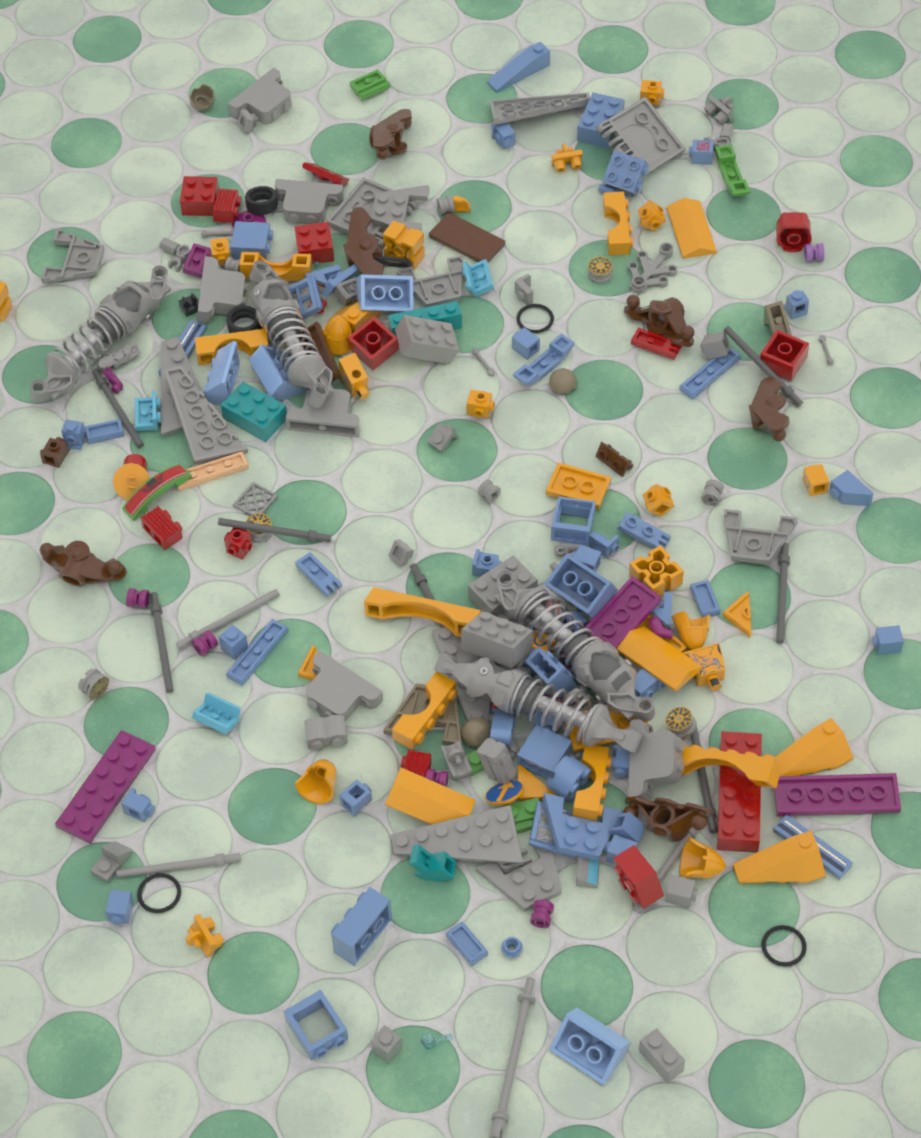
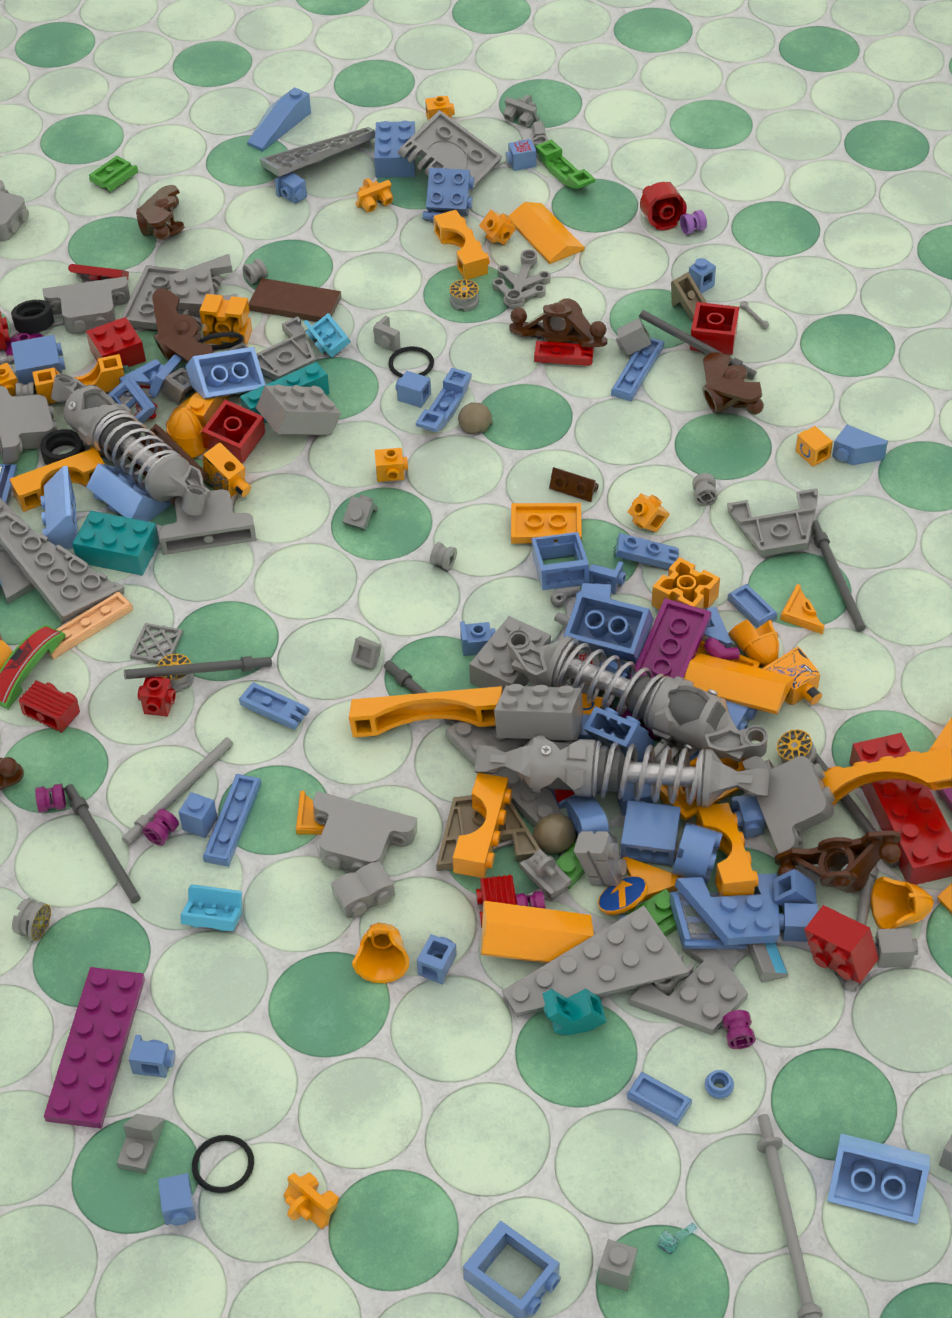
camera: 20 degrees left, 5 degrees down
(218, 860) = (287, 1094): light grey bar -> none
(361, 925) = (517, 1118): medium blue brick -> none
(461, 204) = (273, 267): light orange tile -> none
(491, 372) = (385, 430): light grey hinge -> none

